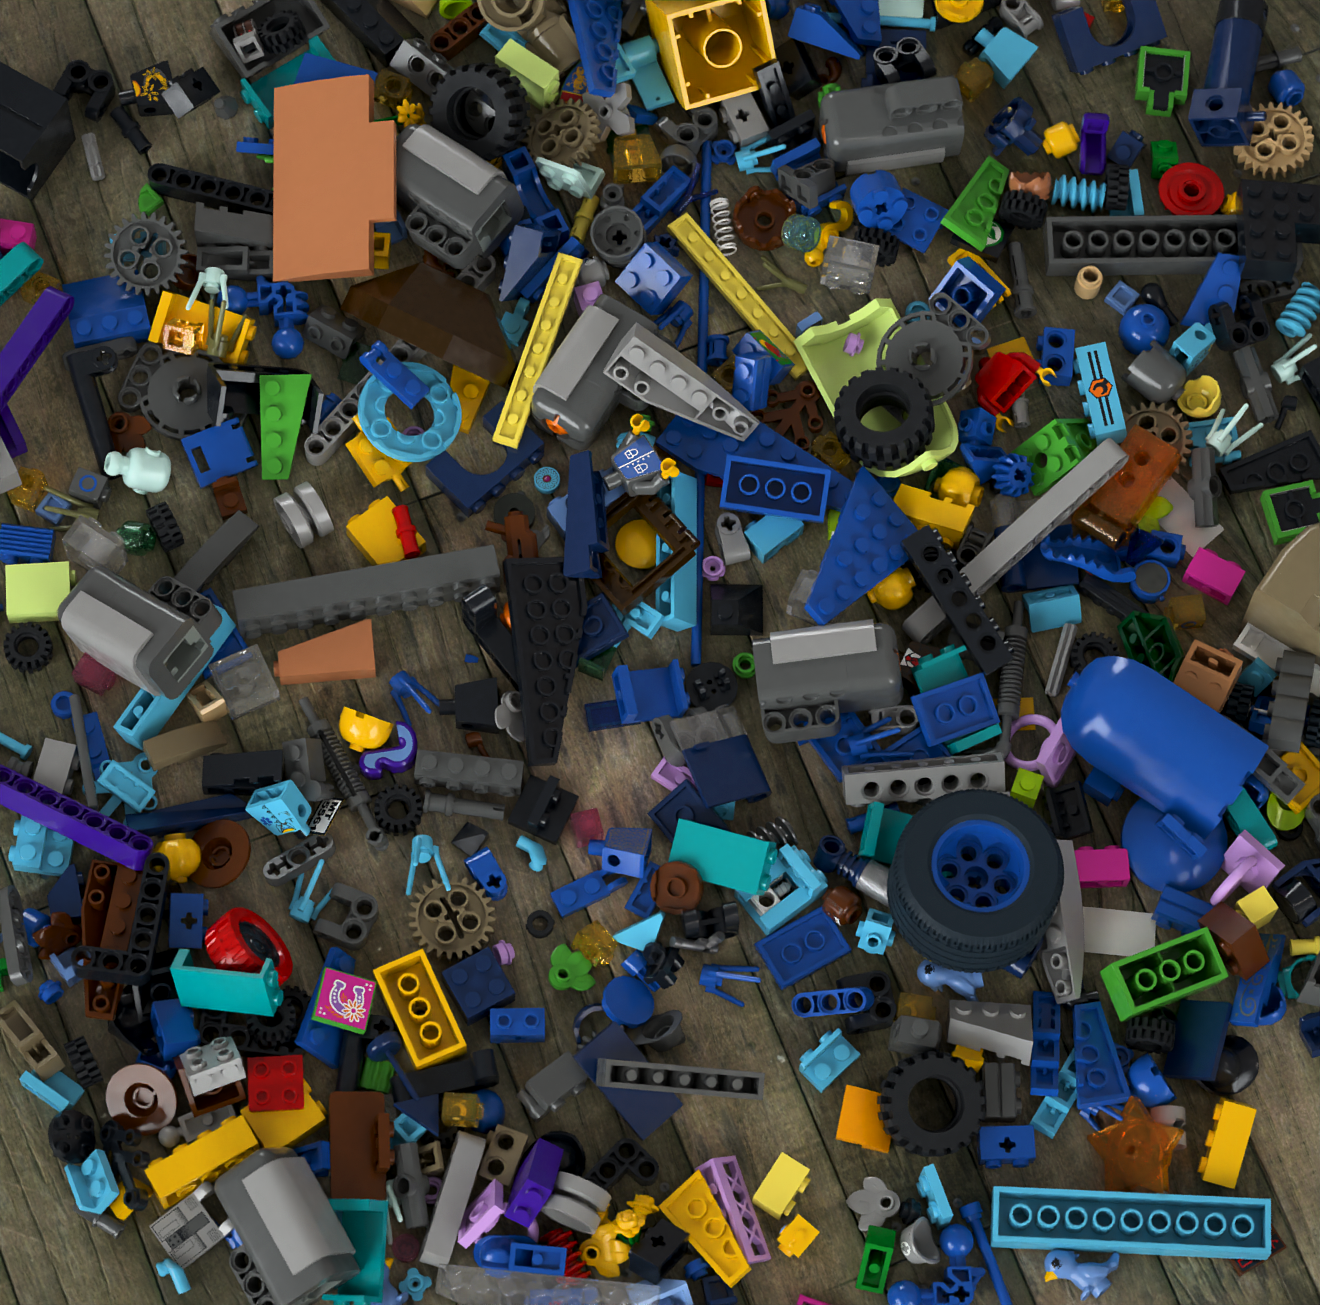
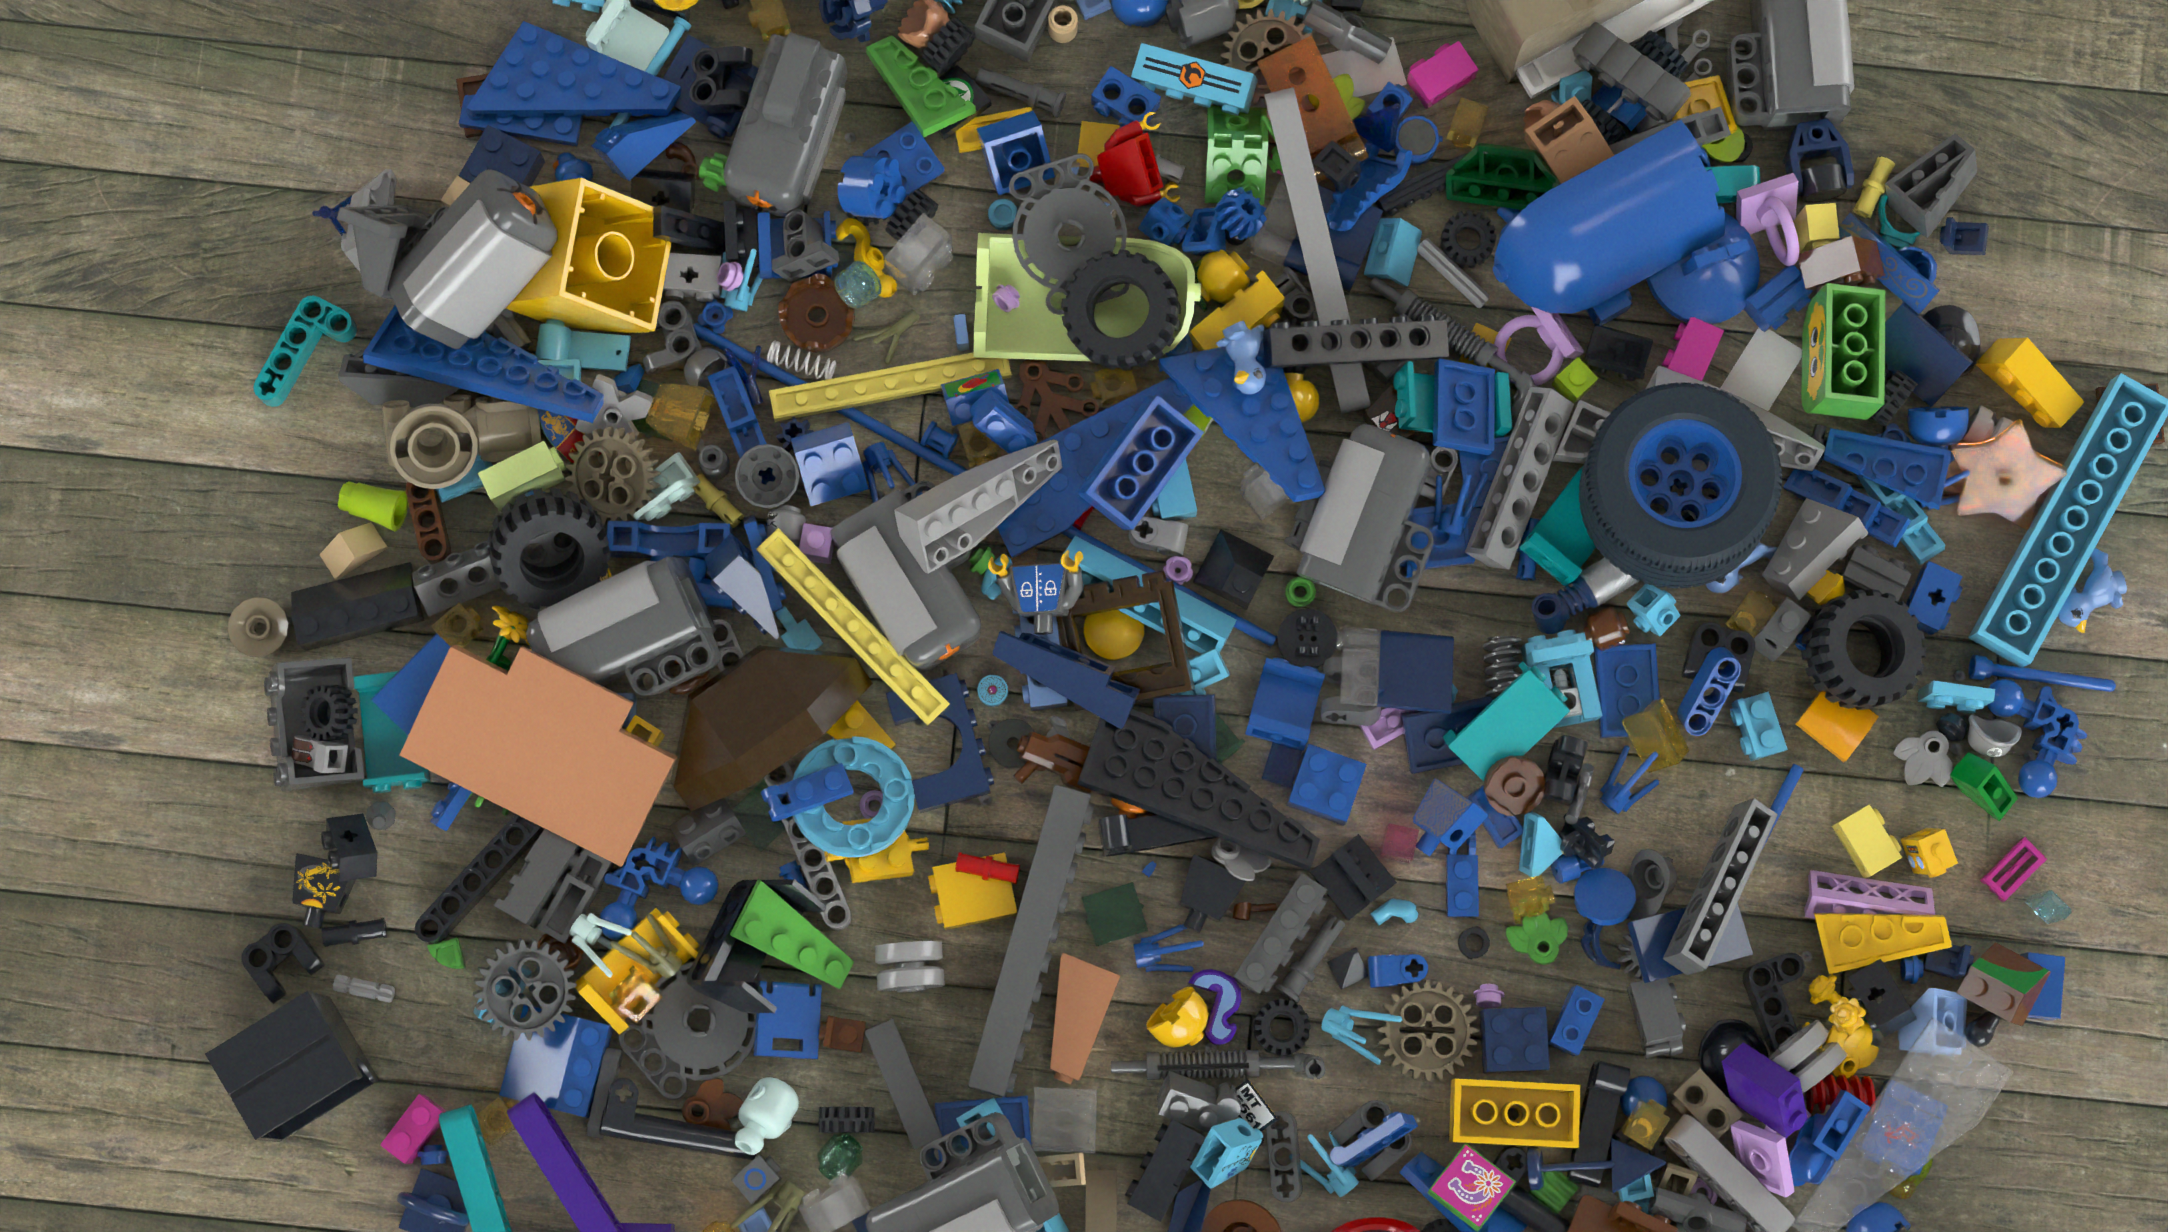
camera: 60 degrees left, 10 degrees up
(343, 910) = (1374, 1140): none -> plate
(422, 649) = (1114, 914): none -> clear green piece
(604, 752) = (1326, 784): none -> blue brick
(756, 141) = (730, 275): none -> lavender plate
(772, 1106) = (1785, 792): none -> blue bar
(778, 982) = (1658, 732): none -> clear yellow panel
(903, 516) = (1243, 348): none -> medium blue animal
(1089, 525) = (1338, 166): none -> black bracket

